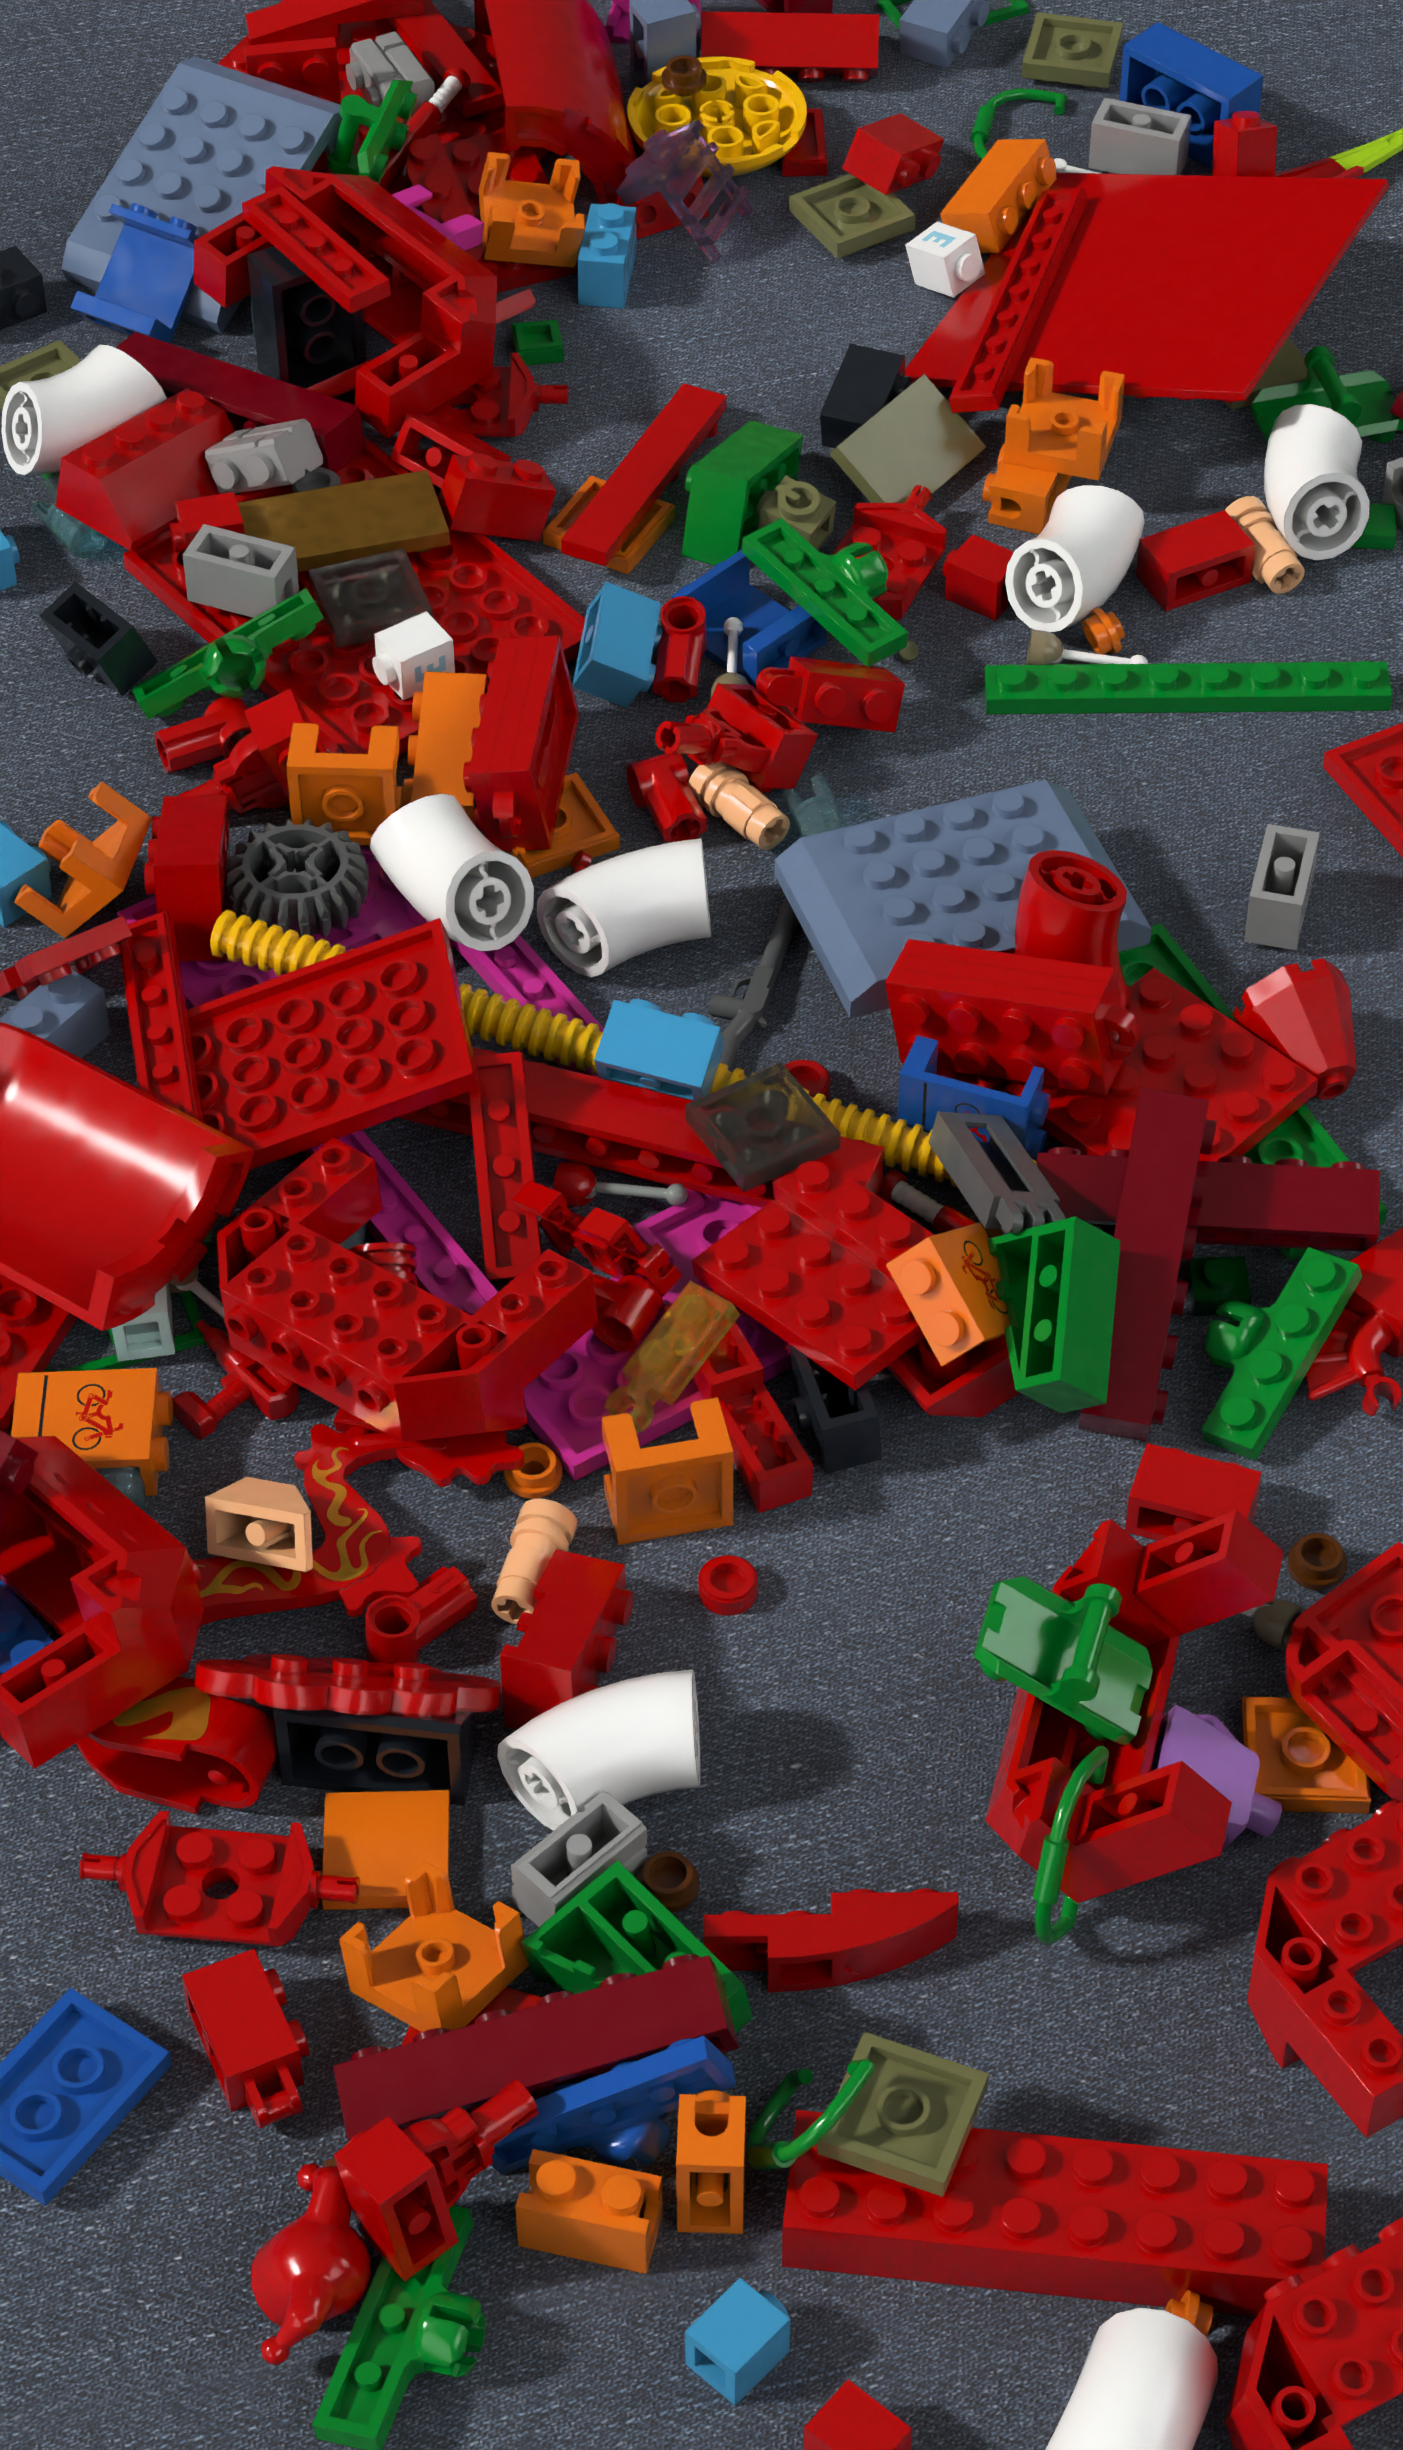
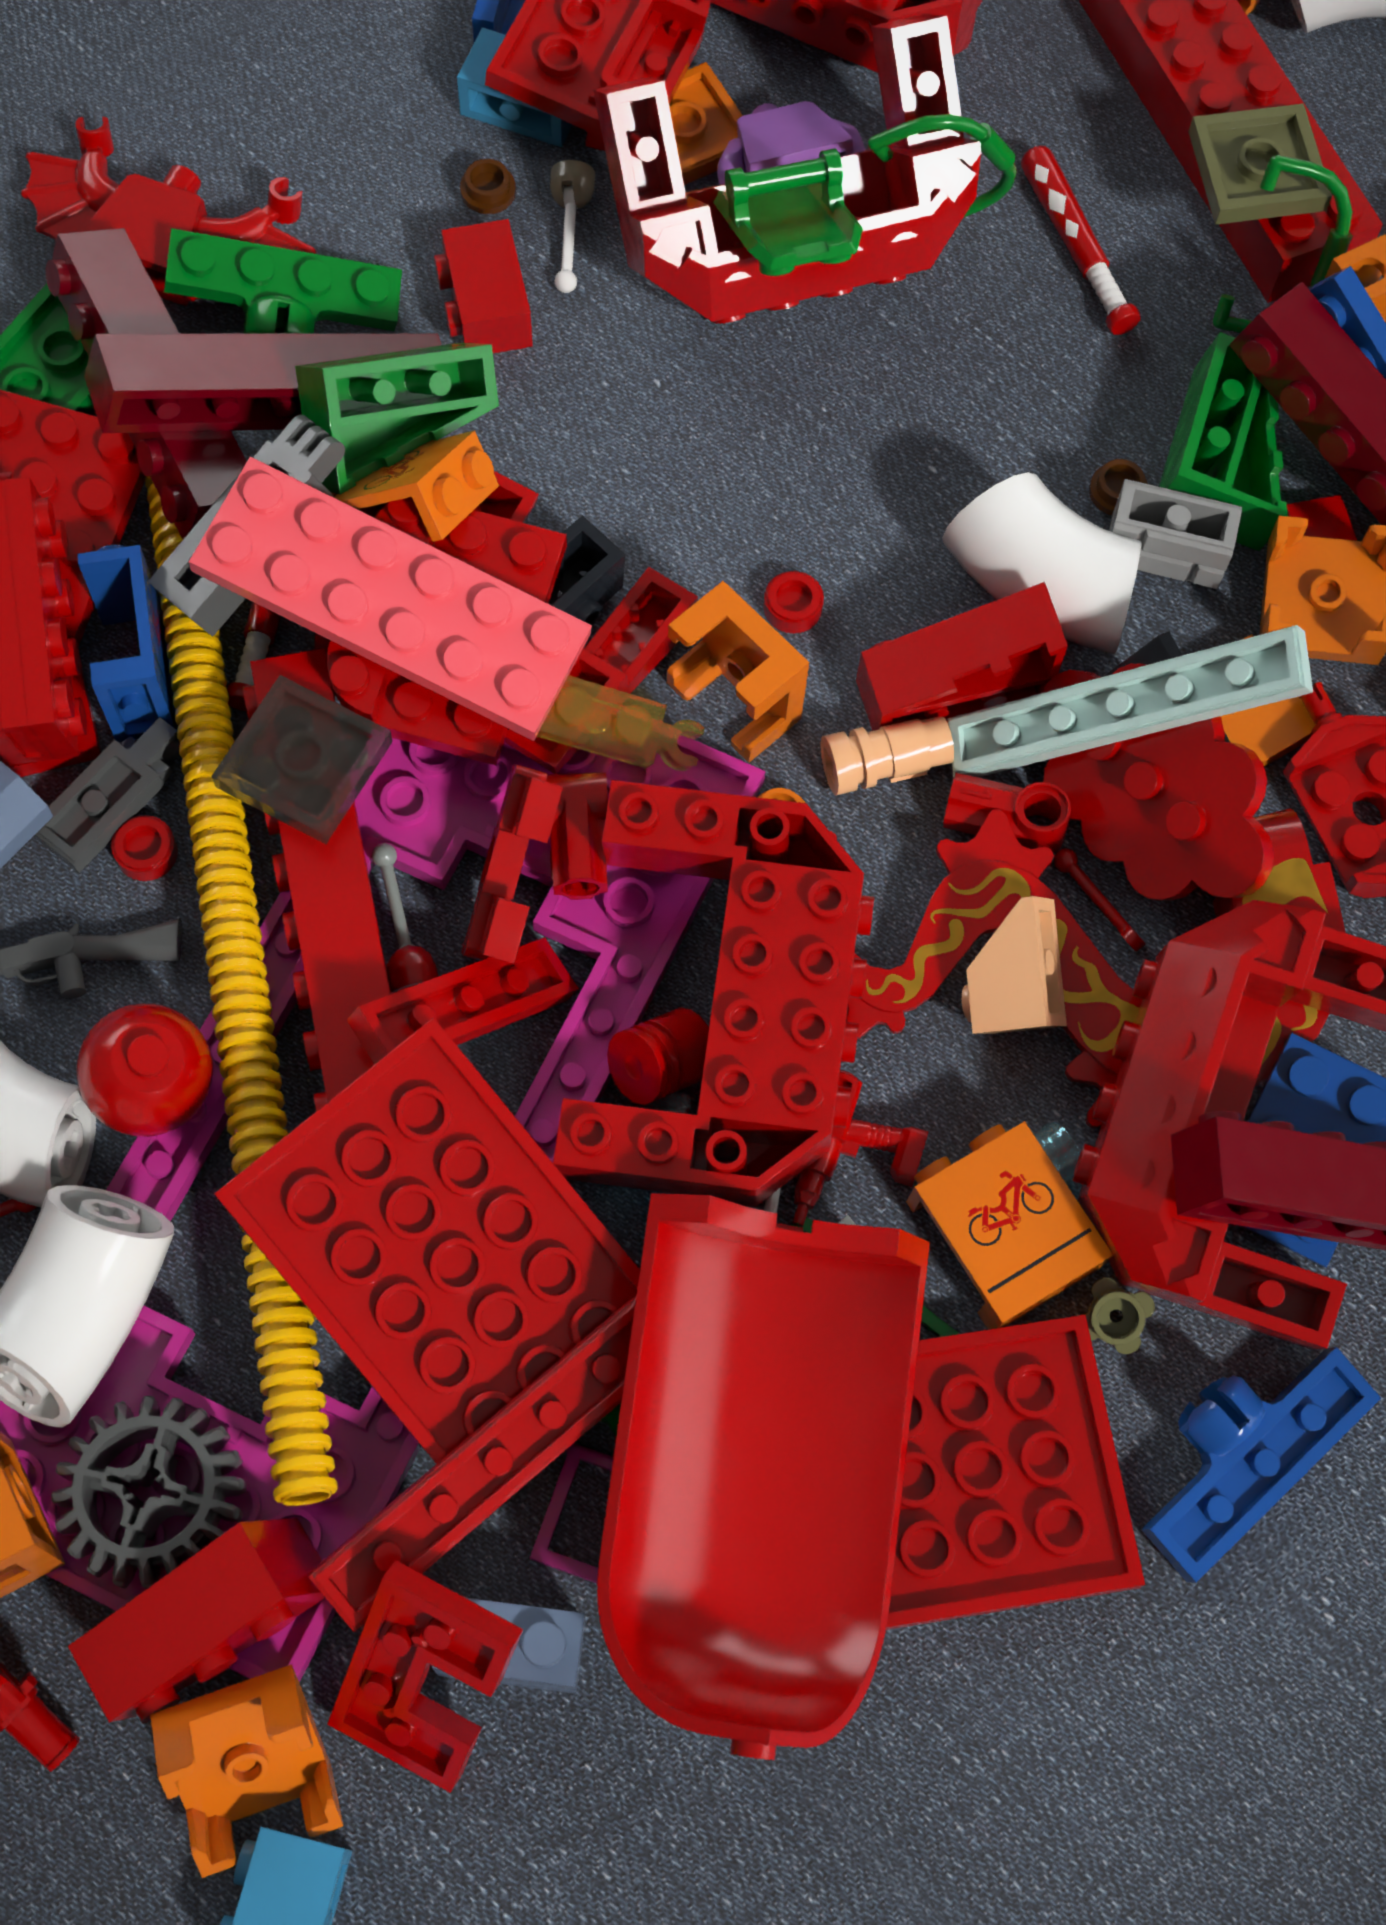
camera: 125 degrees left, 20 degrees up
(348, 1649) = (1066, 861): none -> red hinge
(409, 1669) = (1133, 703): none -> light aqua tile
(588, 968) = (144, 1070): none -> red brick
(659, 1049) = (247, 913): dark azure brick -> none
(850, 1210) = (390, 598): none -> coral plate
(855, 1942) = (1086, 328): red slope -> none
(856, 1065) = (109, 794): none -> dark grey hinge
(987, 2011) = (1071, 224): none -> red piece

